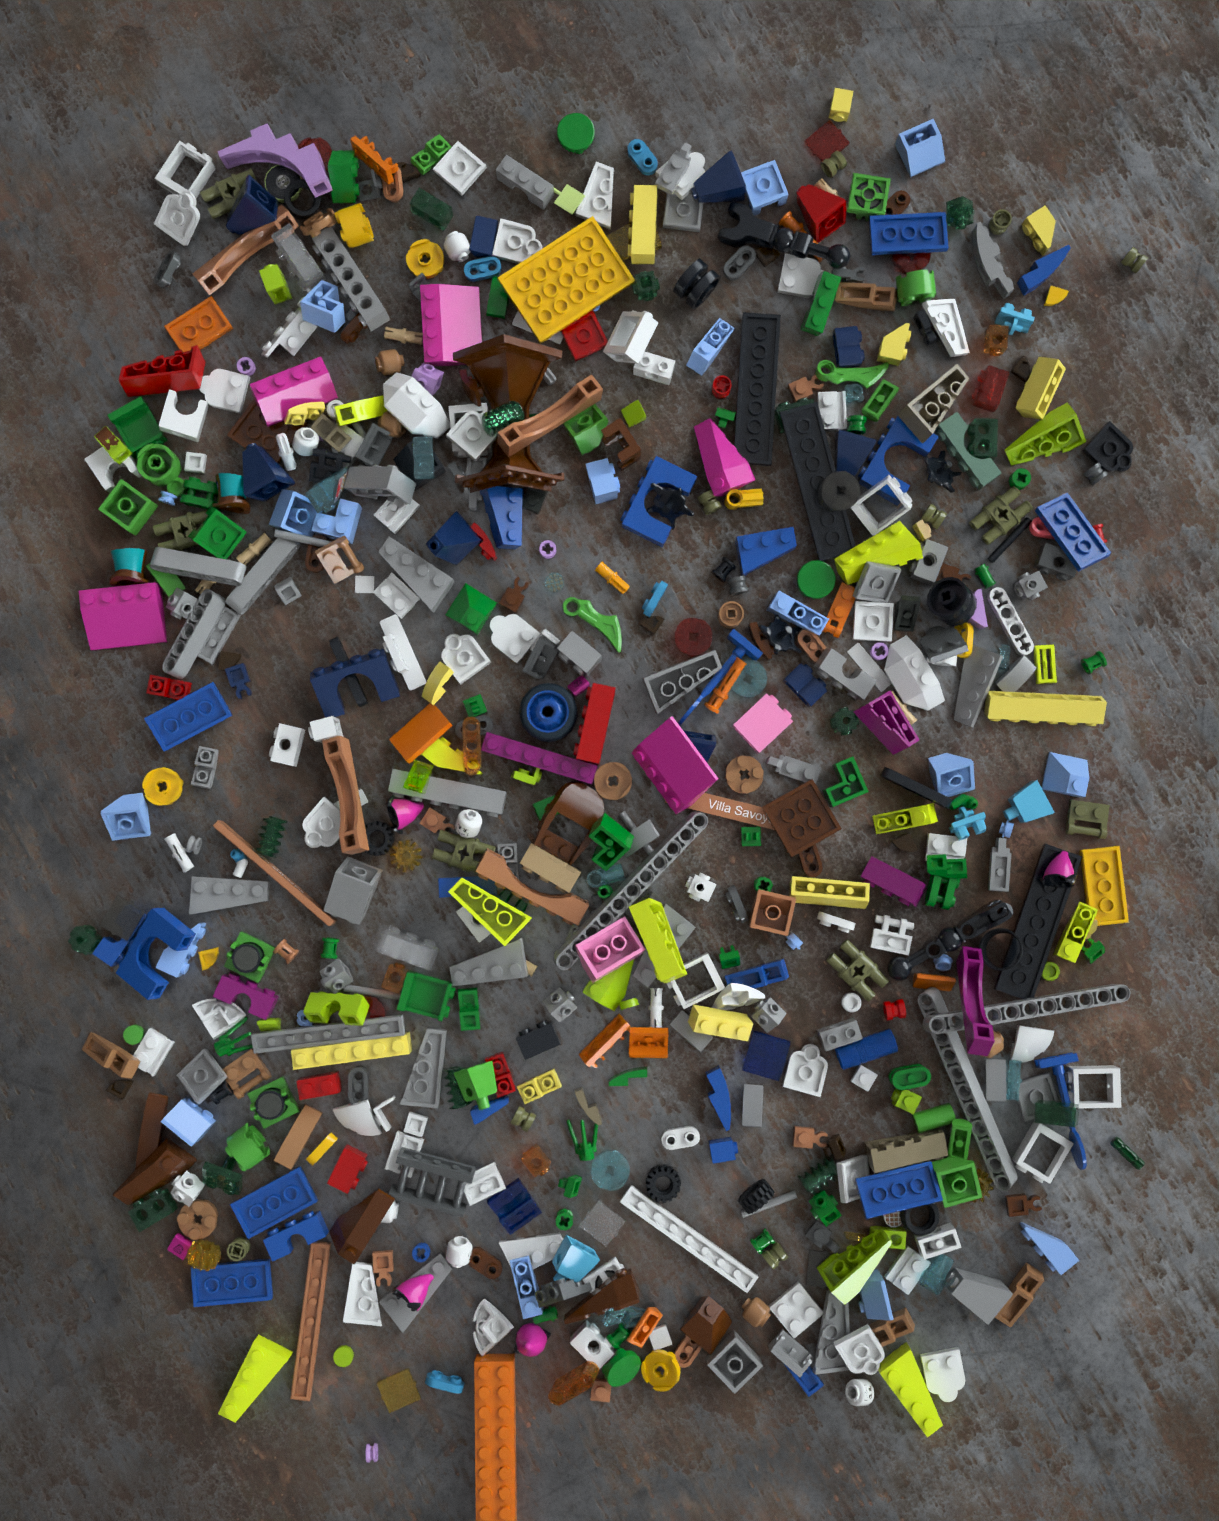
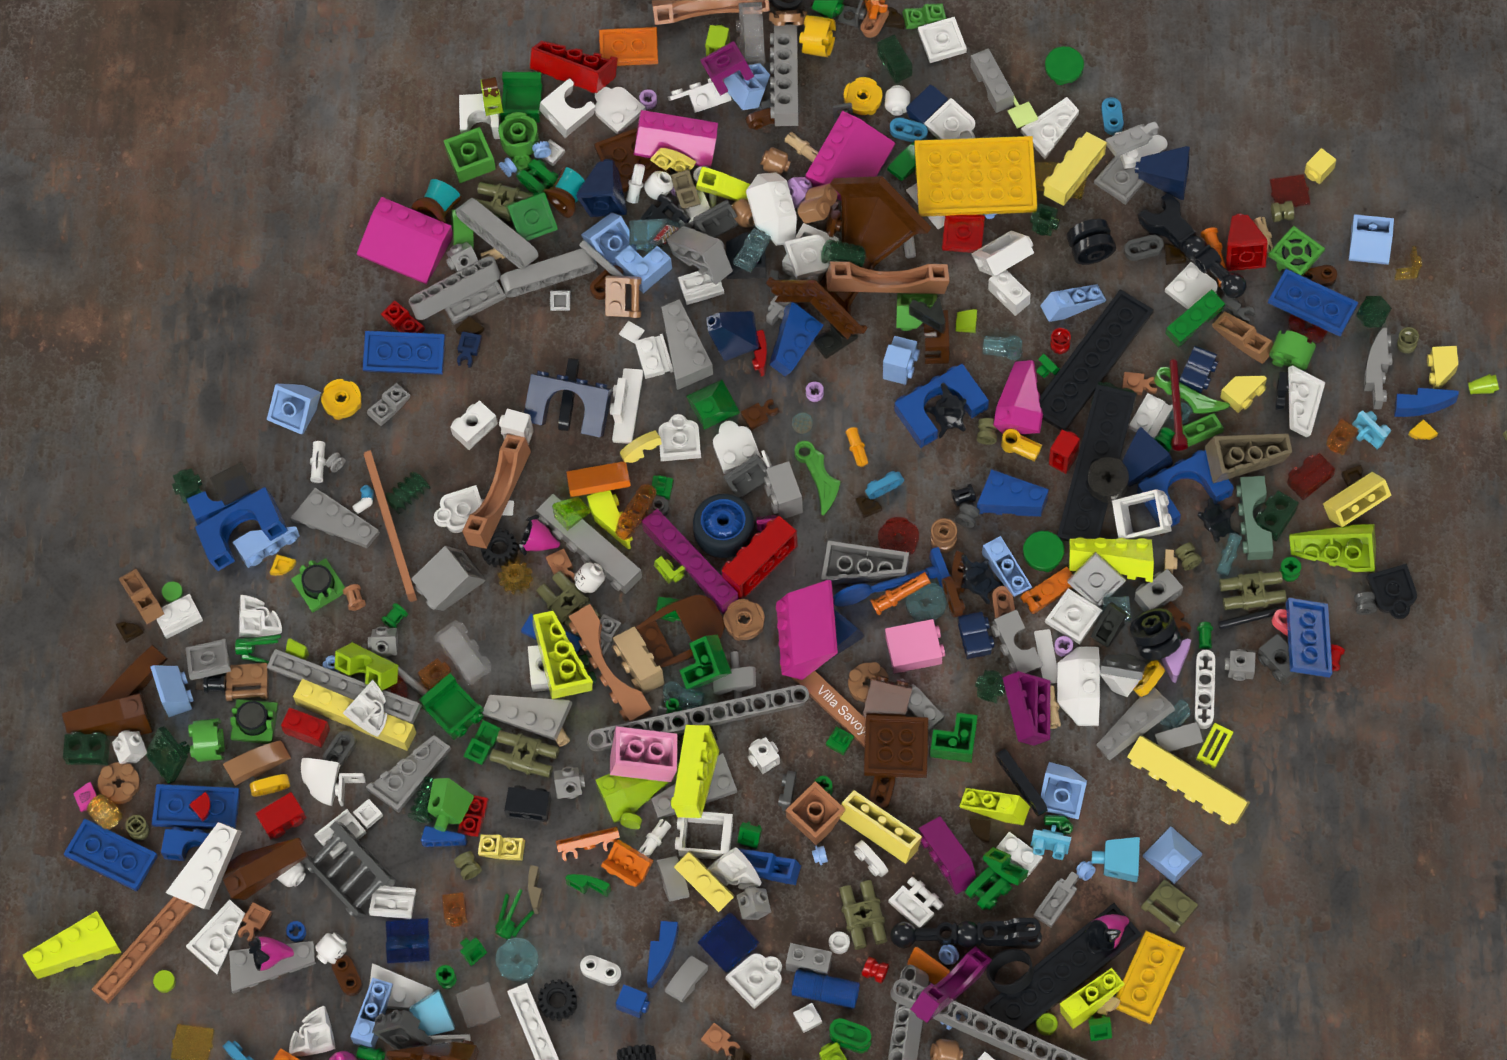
camera: 35 degrees right, 20 degrees down
(186, 467) = (541, 150): none -> light blue bush
(254, 549) = (555, 249): tan pin -> none
(262, 1000) = (284, 600): magenta arch -> none
(279, 1202) = (201, 806): none -> red tile
(294, 301) = (725, 63): none -> magenta panel
(320, 1262) = (206, 868): none -> white wedge
(363, 1047) = (368, 710): none -> white brick
(451, 382) = (817, 203): none -> medium nougat brick
(500, 993) = (528, 763): none -> olive pin
(615, 433) = (933, 317): none -> pearl dark grey slope
(675, 420) = (1000, 347): none -> clear light blue piece
(764, 186) = (1204, 194): light blue panel -> none
(771, 782) = (887, 697): none -> bracket
(776, 670) = (950, 589): none -> reddish brown plate
(785, 484) = (1064, 451): none -> red brick
(872, 421) = (1179, 440): none -> dark red piece
(909, 590) = (1122, 602): none -> clear light blue tile
(965, 495) = (1233, 541): none -> clear light blue pin
(968, 149) = (1414, 270): none -> clear yellow bracket
(1082, 226) = (1484, 385): none -> lime cone
(1093, 662) = (1262, 768): green bush -> none

